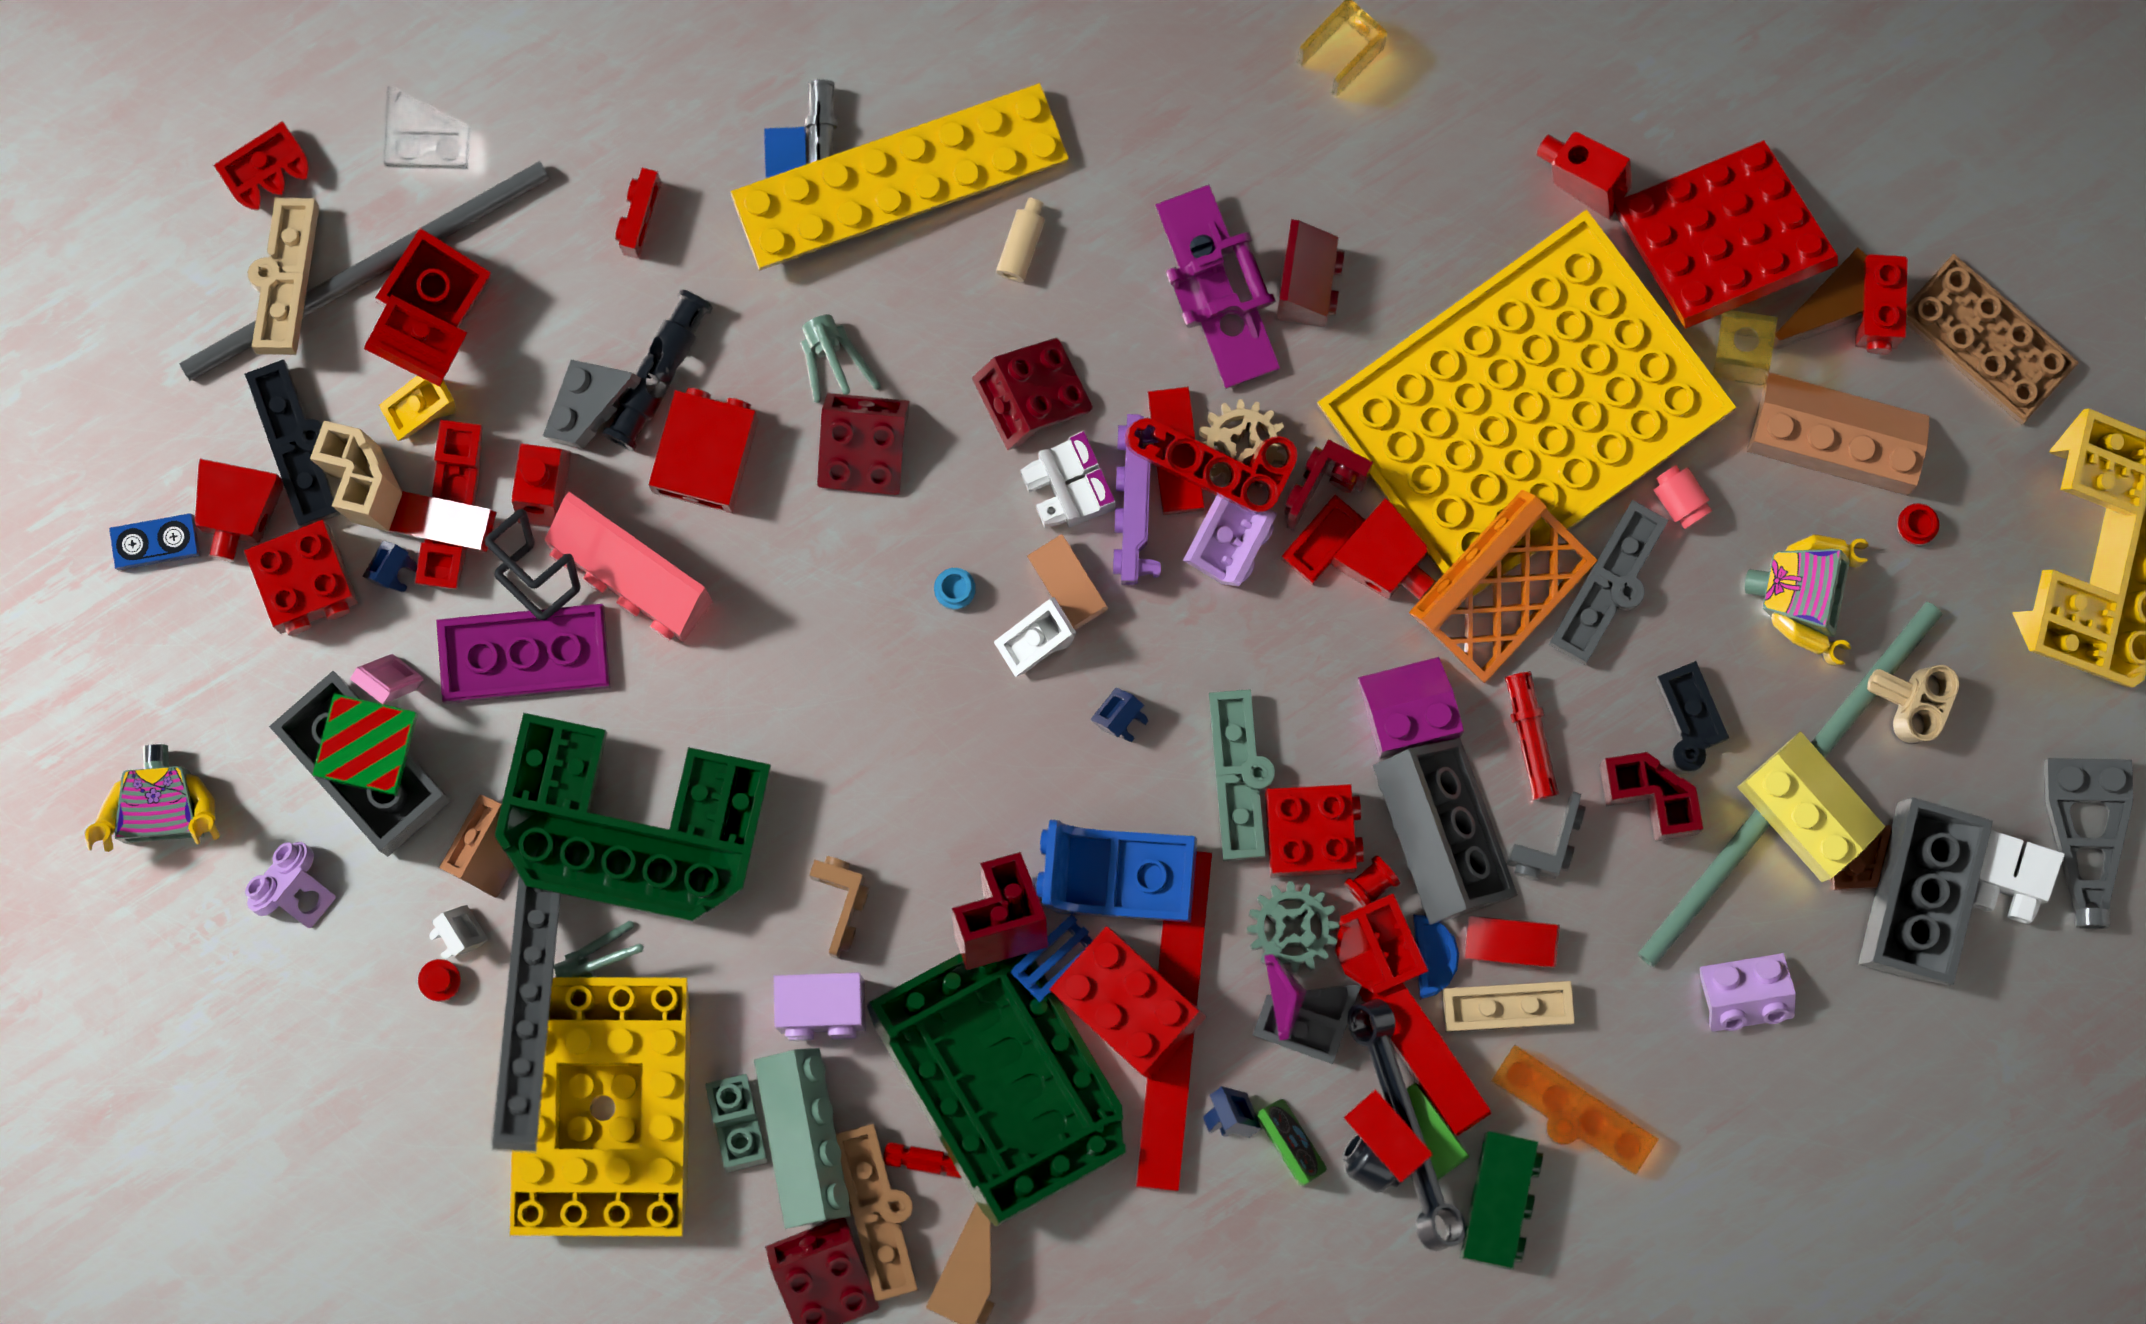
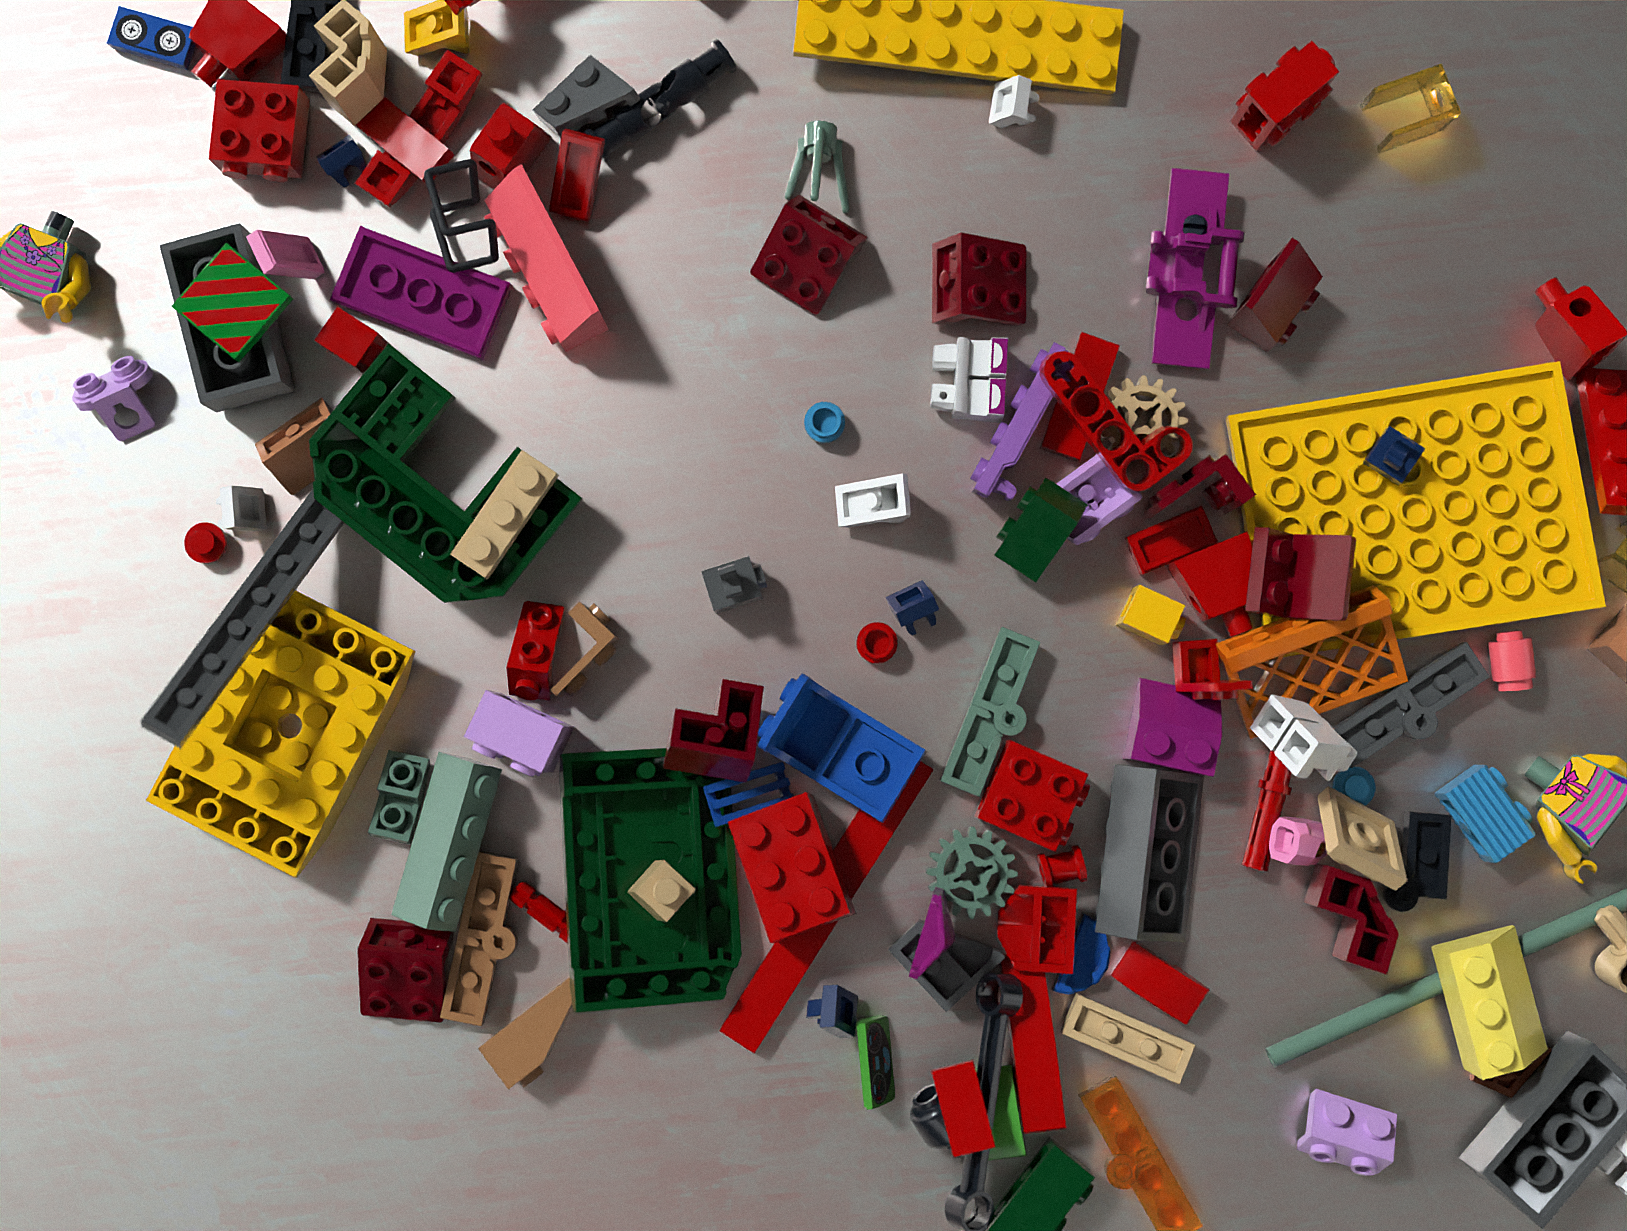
camera: 25 degrees right, 5 degrees up
(484, 728) = (350, 340): none -> red brick
(578, 966) = (330, 594): sand green plant -> none
(615, 475) = (576, 174): none -> red tile
(704, 450) = (665, 190): red brick -> none
(708, 813) = (504, 514): none -> tan plate
(794, 926) = (533, 651): none -> red bracket
(947, 775) = (734, 584): none -> dark grey brick
(979, 215) = (1011, 102): none -> white tile
(1020, 1080) = (661, 890): none -> tan brick
(1021, 242) = (1036, 144): tan cylinder -> none
(1067, 581) = (926, 465): nougat slope -> none
(1103, 764) = (877, 642): none -> red plate
(1198, 589) = (1040, 529): none -> dark green brick
(1227, 81) = (1285, 95): none -> red brick
(1339, 616) = (1152, 616): none -> yellow brick
(1406, 643) = (1199, 671): none -> red bracket
(1448, 514) = (1300, 575): none -> dark red bracket
(1481, 365) = (1393, 455): none -> dark blue tile
(1525, 657) = (1302, 738): none -> white hips
(1533, 863) = (1243, 928): dark grey bracket -> none
(1573, 751) = (1297, 841): none -> bright pink rock
(1598, 679) = (1356, 784): none -> dark azure plate
(1622, 720) = (1361, 838): none -> tan plate
(1726, 643) = (1486, 812): none -> dark azure brick

